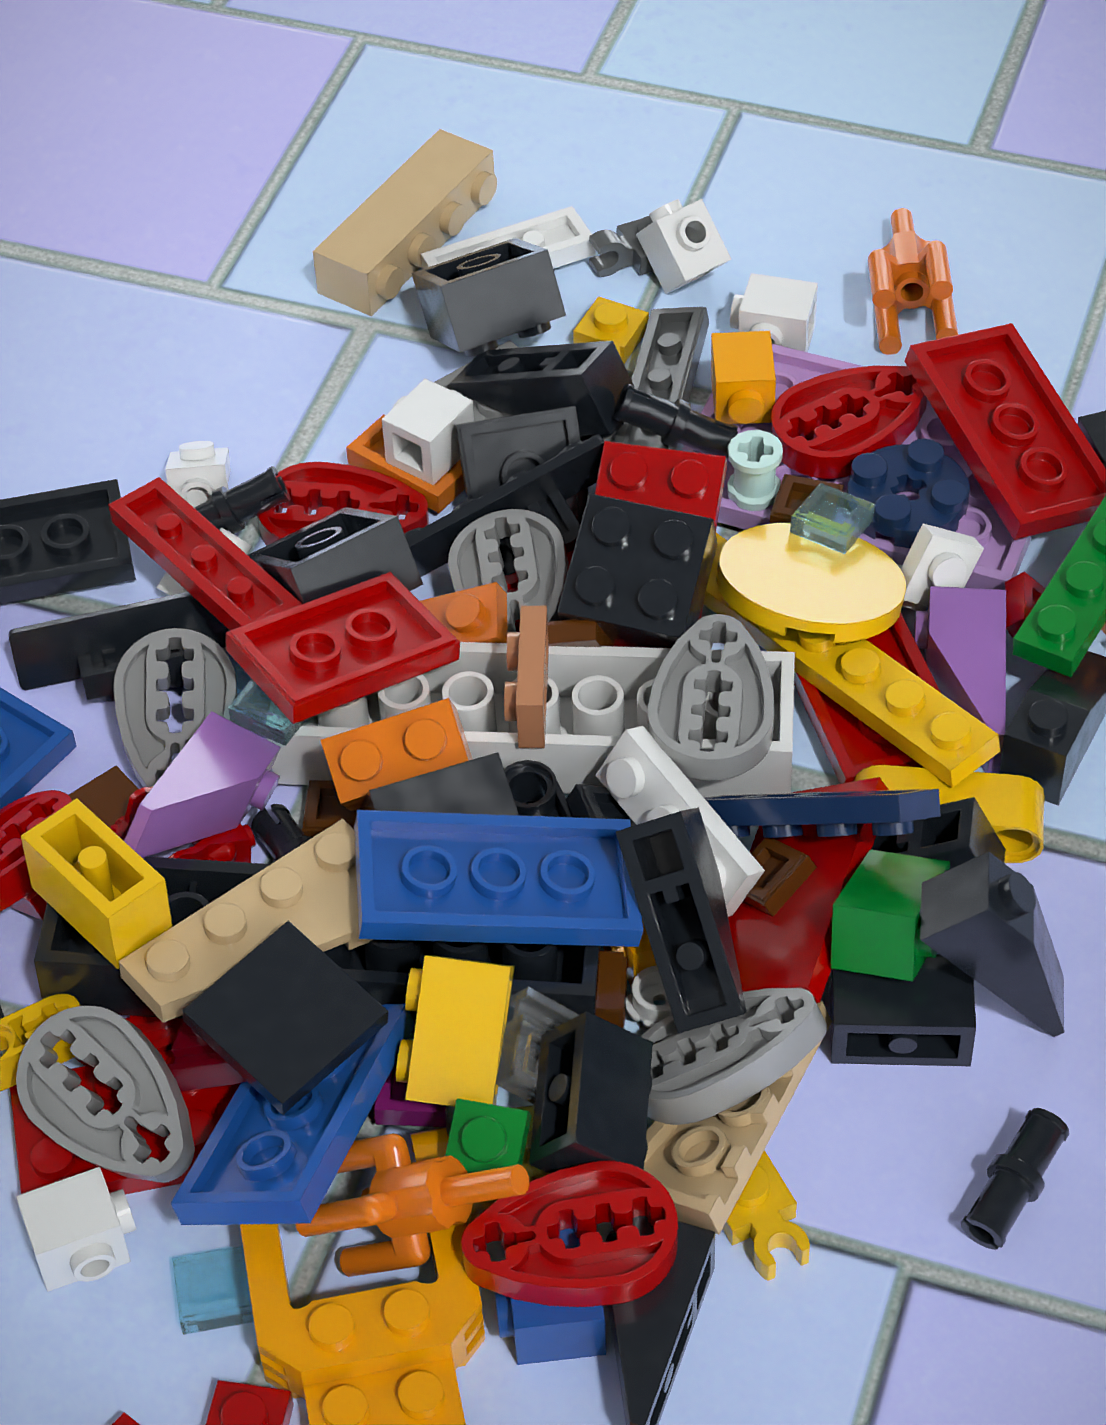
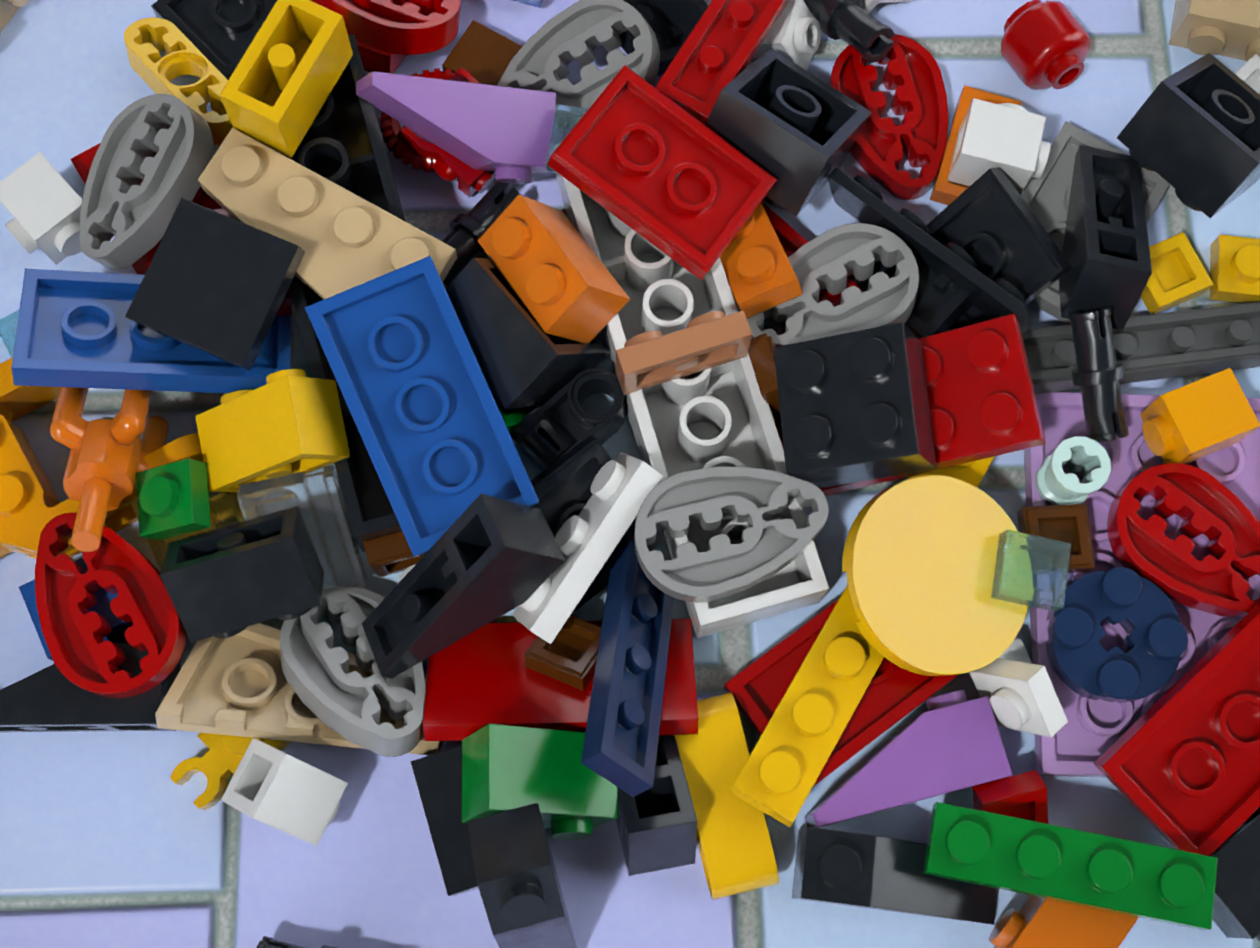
camera: 65 degrees right, 25 degrees up
(335, 384) = (1045, 45): none -> red head
(823, 1148) = (284, 792): none -> white brick

